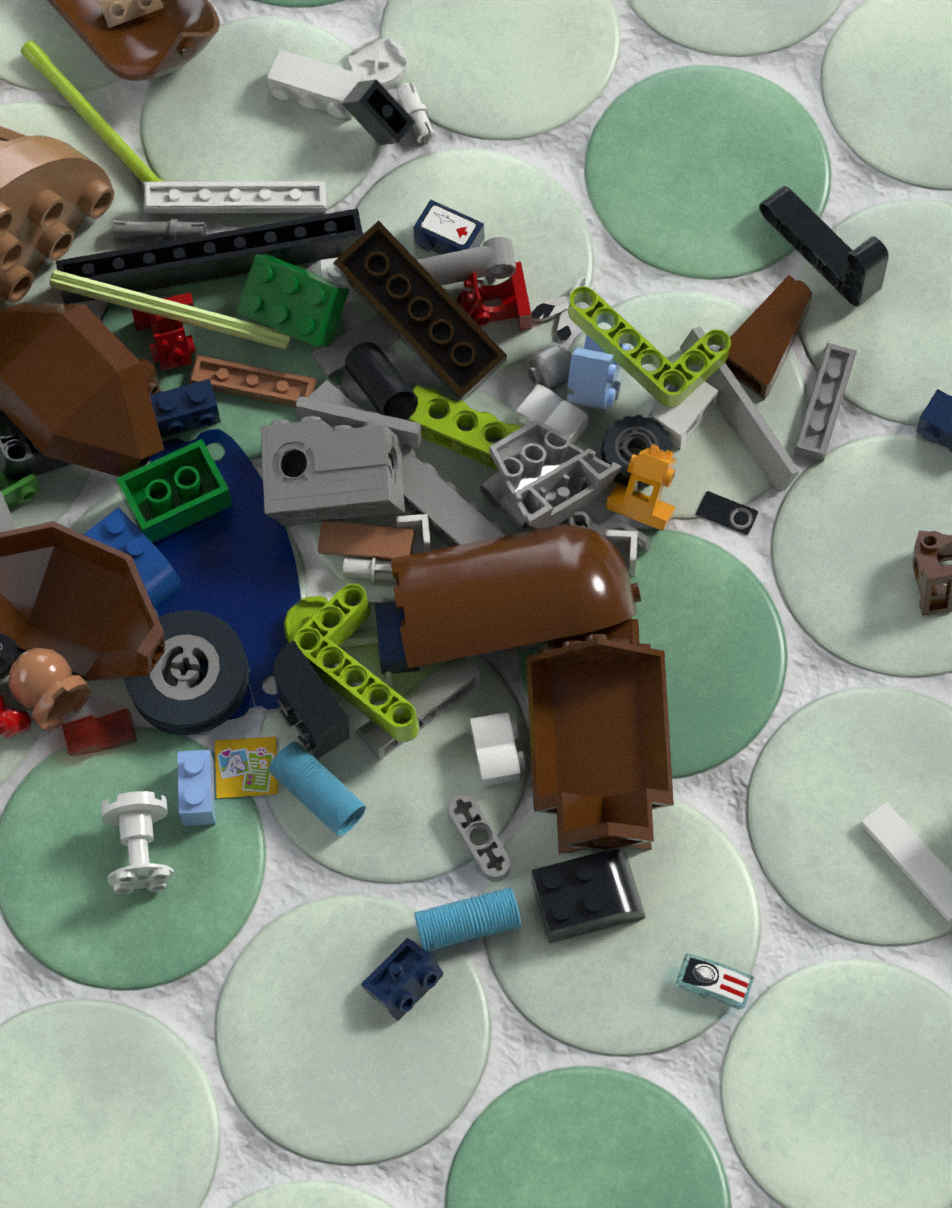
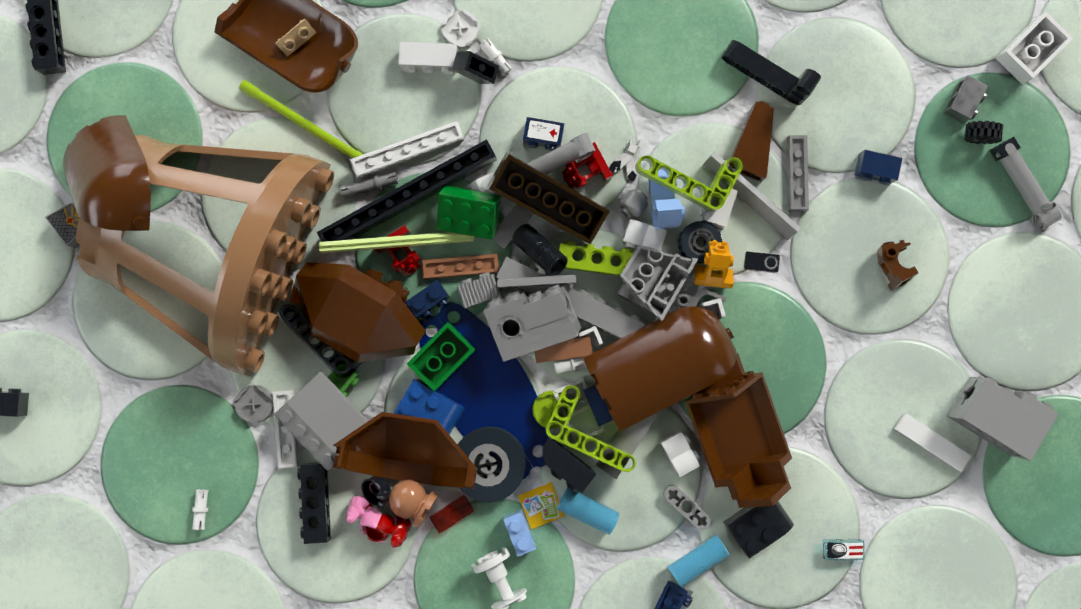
camera: 20 degrees left, 20 degrees up
(257, 412) = (479, 290): none -> light grey brick

